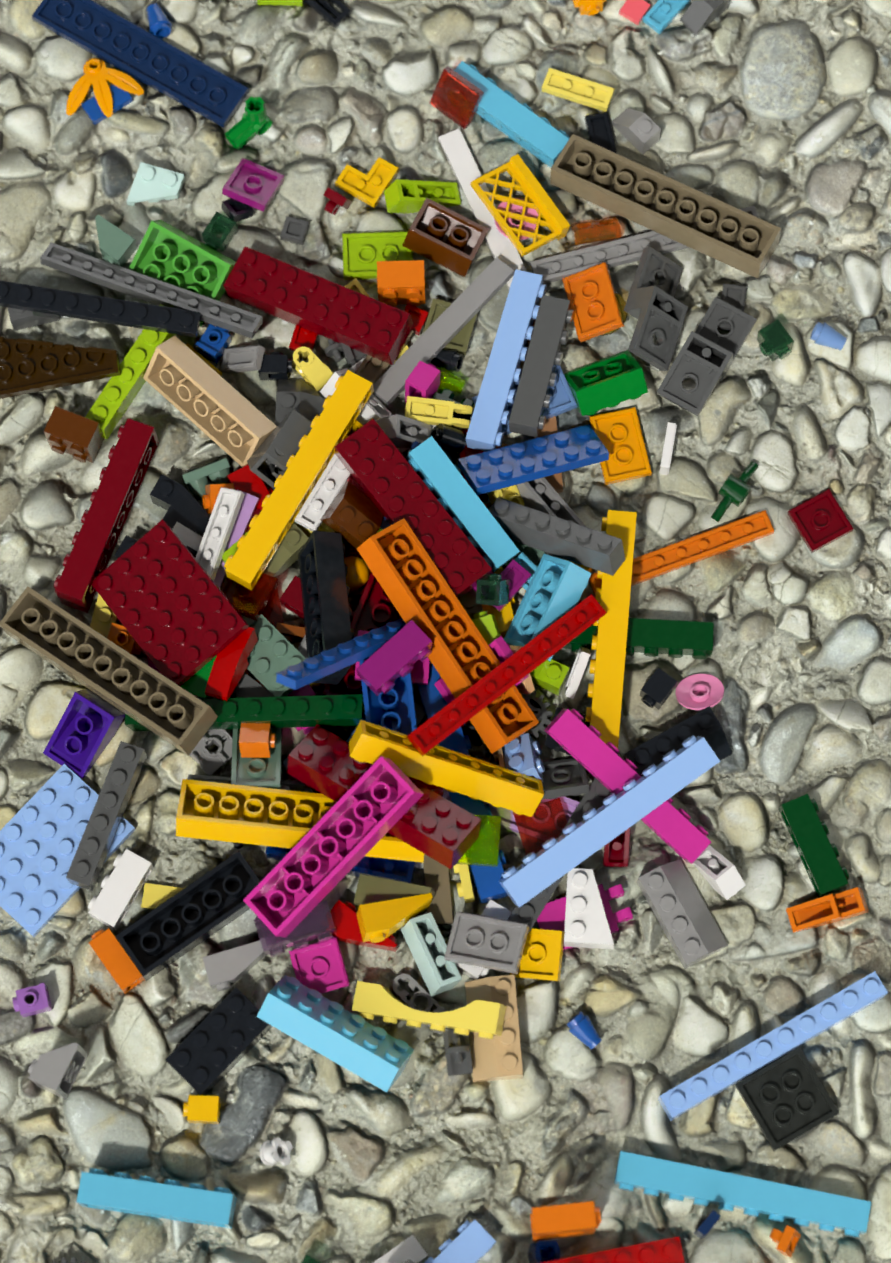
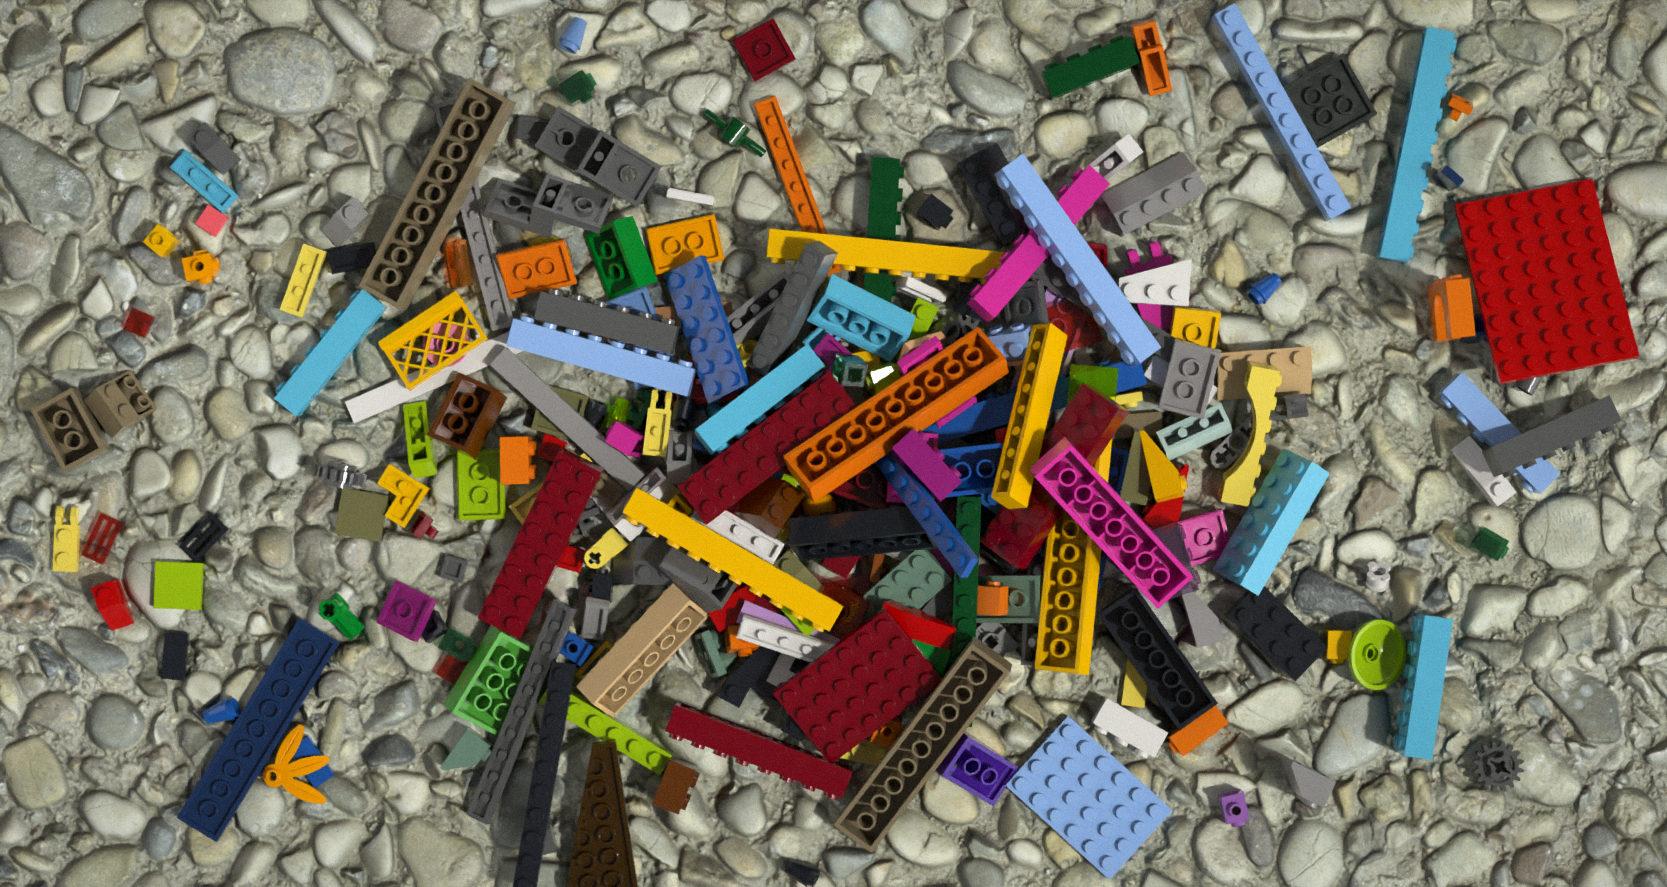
camera: 90 degrees left, 15 degrees up
(106, 816) = (1062, 742): dark grey brick -> none
(155, 184) = (402, 711): light aqua wing -> none
(191, 1162) = (1377, 654): none -> lime dish
(194, 227) = (451, 669): none -> clear red tile
(348, 145) = (361, 514): none -> olive tile
(387, 120) = (340, 474): none -> dark grey gear
(456, 97) = (314, 404): clear red tile -> none
(506, 675) = (940, 356): red plate -> none
(699, 691) = (930, 172): bright pink dish -> none

